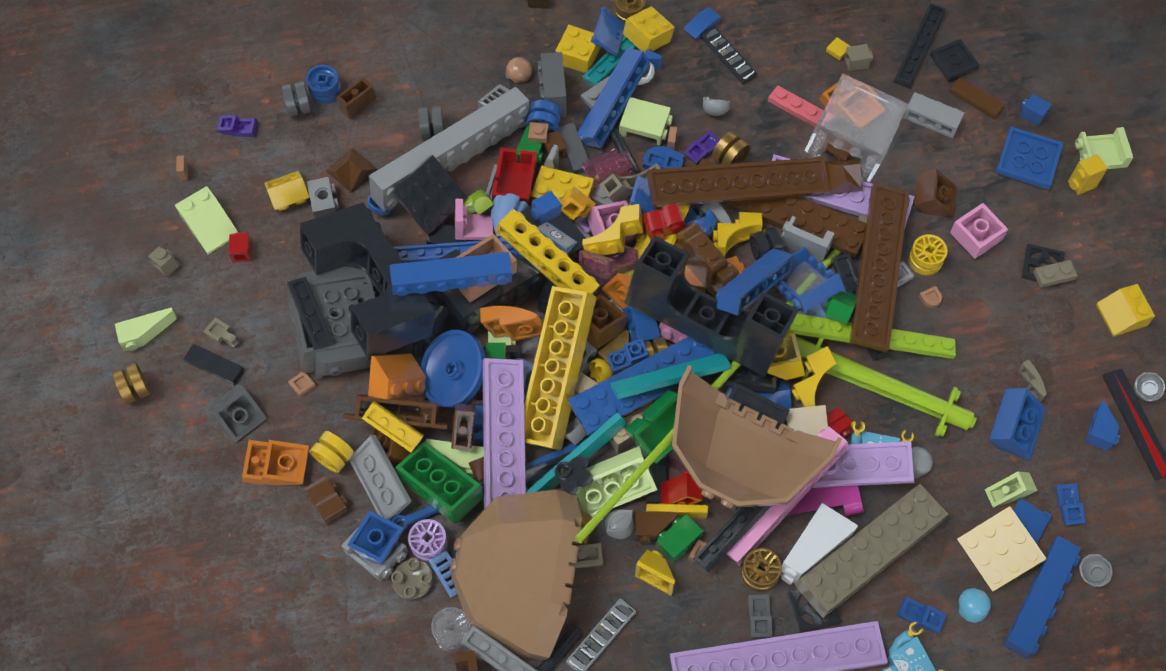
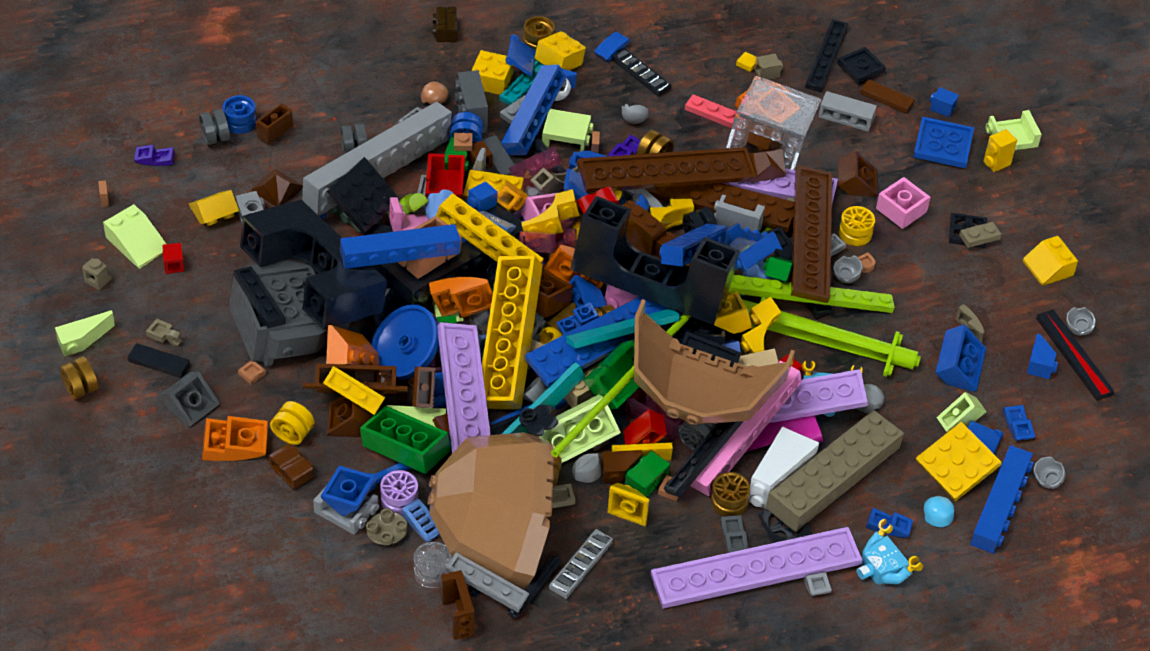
camera: 10 degrees left, 15 degrees down
(379, 479) = (343, 440): light grey tile -> none
(912, 306) = (847, 269): none -> light grey hair

